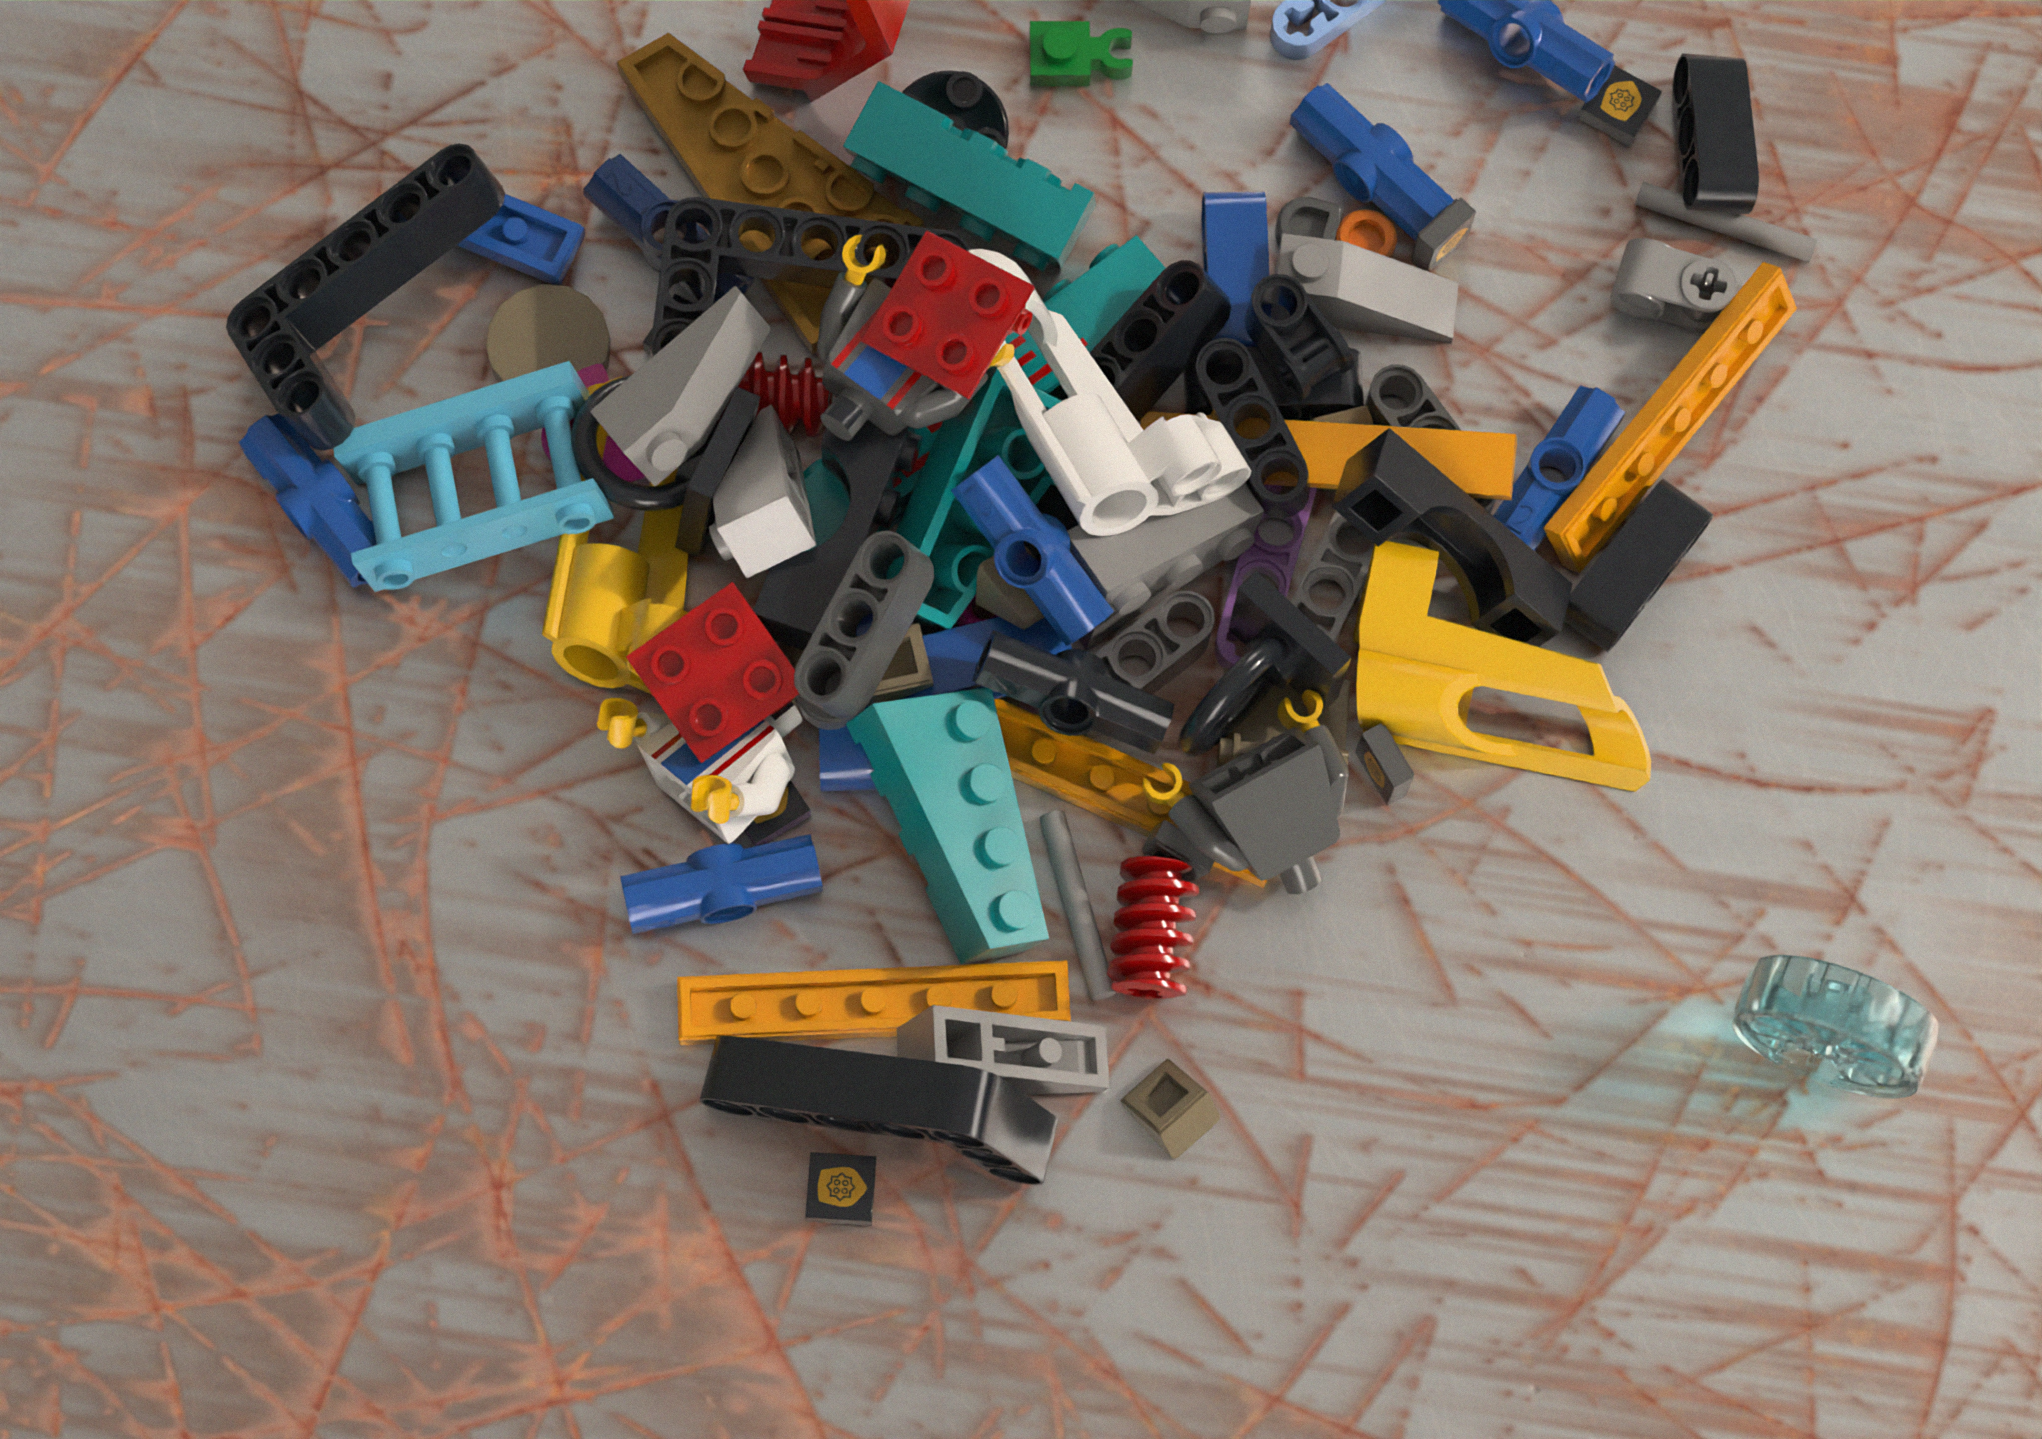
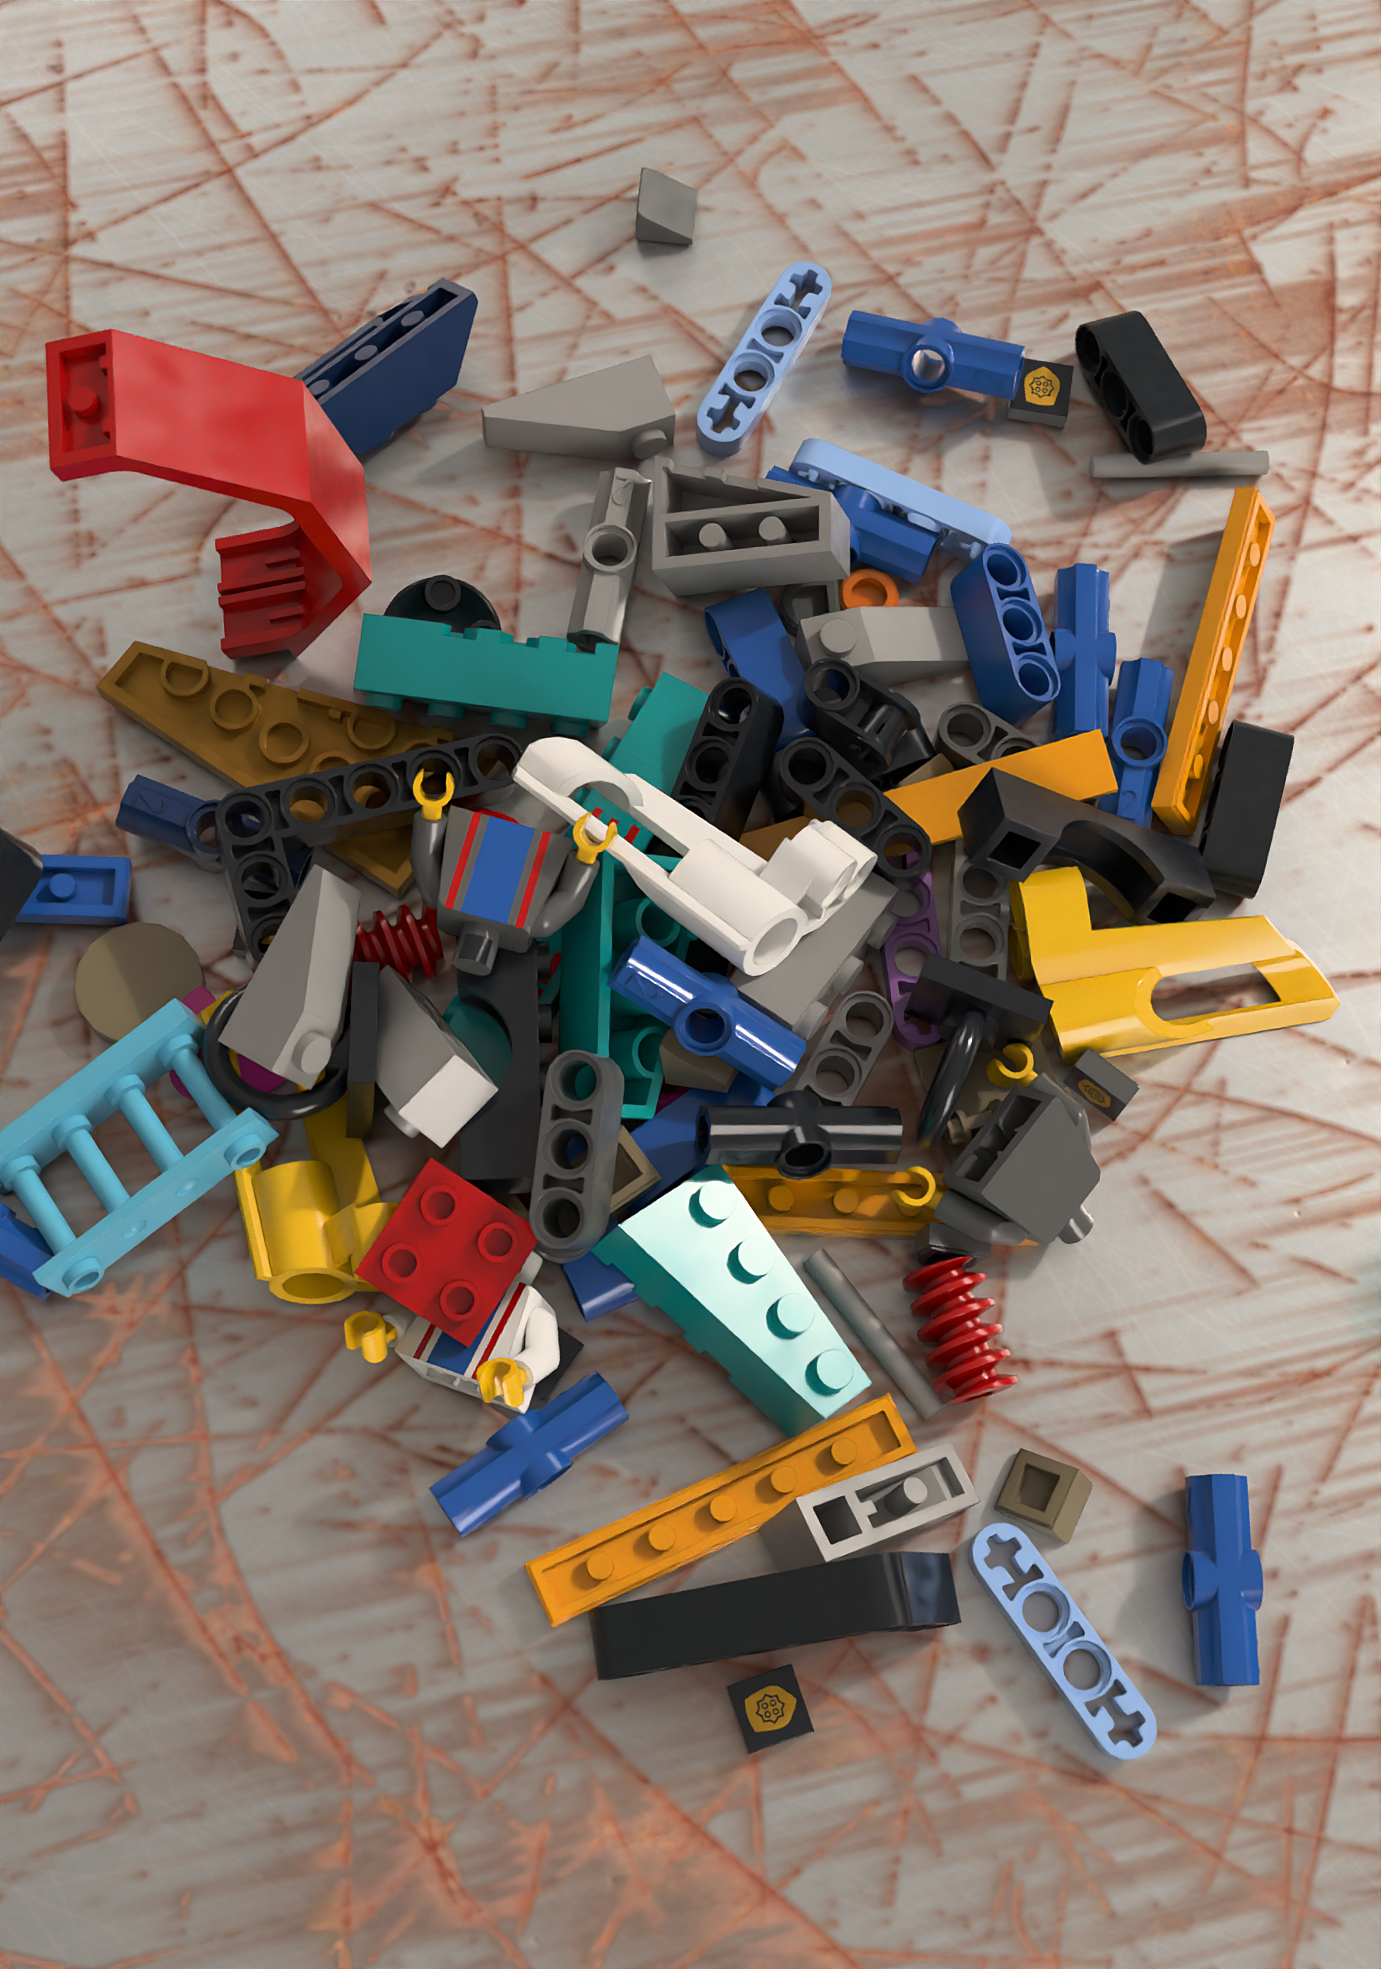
camera: 25 degrees left, 0 degrees up
(949, 314) = (542, 815): red hinge -> none
(1066, 54) = (521, 526): green plate -> none
(1134, 1236) = (1053, 1646): none -> light blue beam
(1151, 90) = (617, 532): none -> light grey piece
(1262, 134) = (742, 532): none -> light grey wedge
(1298, 1243) = (1222, 1580): none -> blue piece
(1443, 235) = (938, 568): dark grey tile -> none
(1477, 320) = (1005, 634): none -> blue beam
(1497, 219) = (961, 527): none -> light blue beam
(1545, 363) = (1082, 651): none -> blue piece
(1666, 284) = (1160, 540): light grey piece -> none

